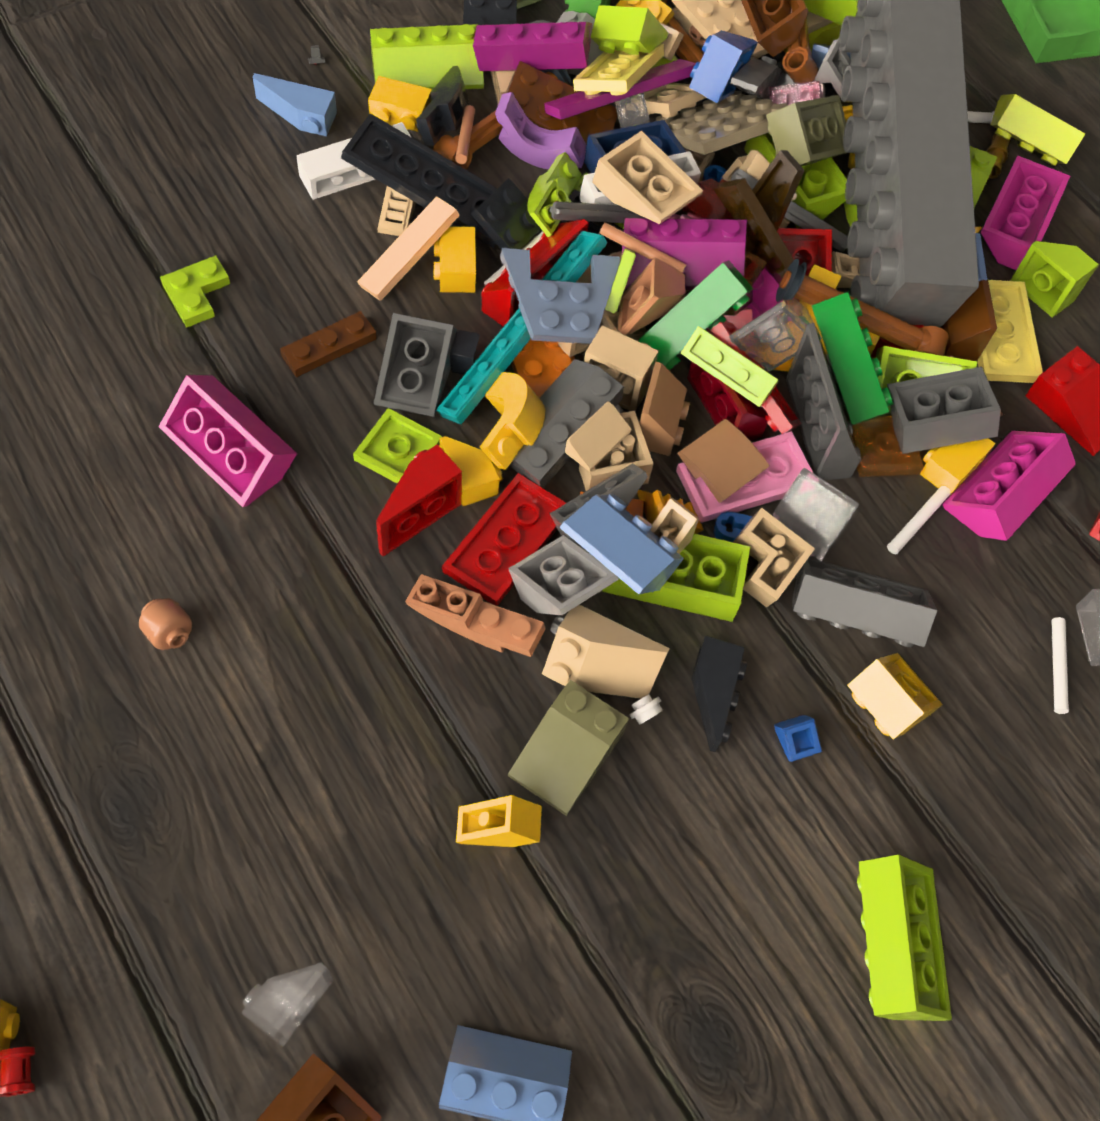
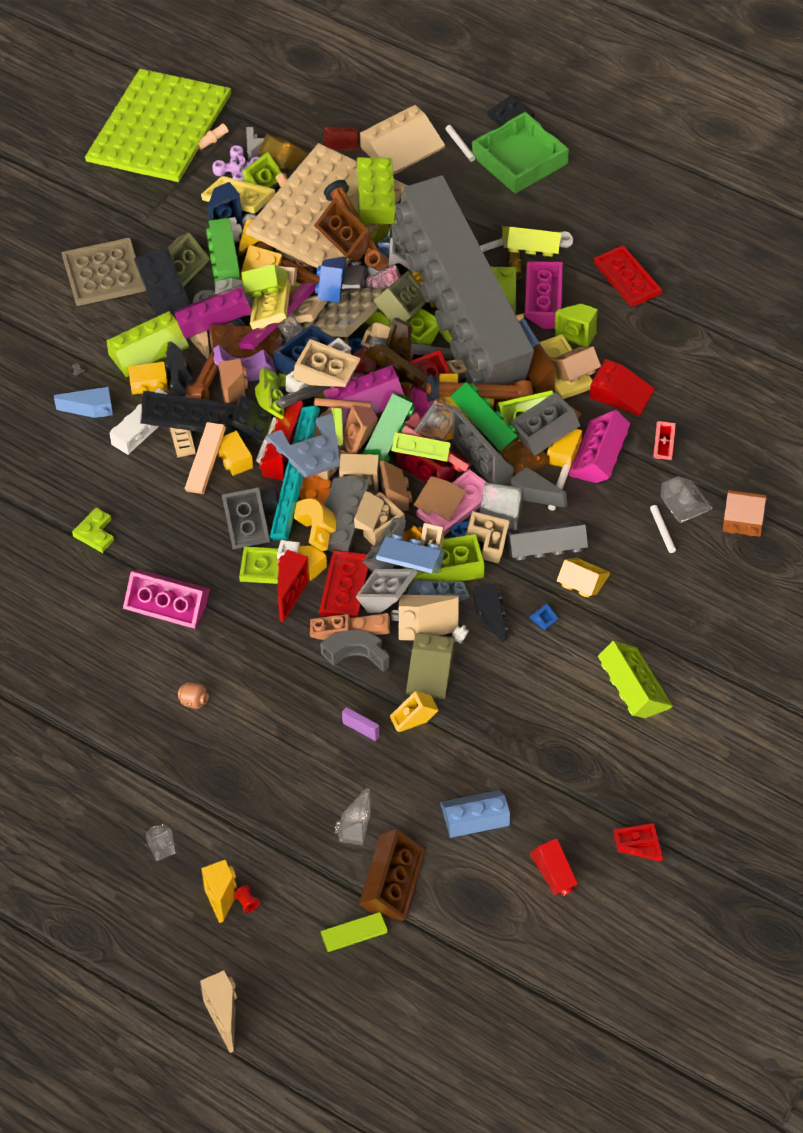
camera: 15 degrees left, 10 degrees down
(328, 343) = (188, 528): reddish brown plate -> none
(400, 803) = (360, 723): none -> medium lavender tile
(449, 440) = (284, 545): none -> white tile
(463, 644) = (355, 643): none -> dark grey arch
(465, 134) = (206, 390): nougat bar -> none
(509, 152) = (233, 380): none -> nougat slope
(646, 616) = (444, 588): none -> sand blue slope
(885, 511) = (538, 489): none -> dark grey slope
(1031, 334) = (576, 363): none -> slope
(1084, 151) = (566, 239): none -> white plate

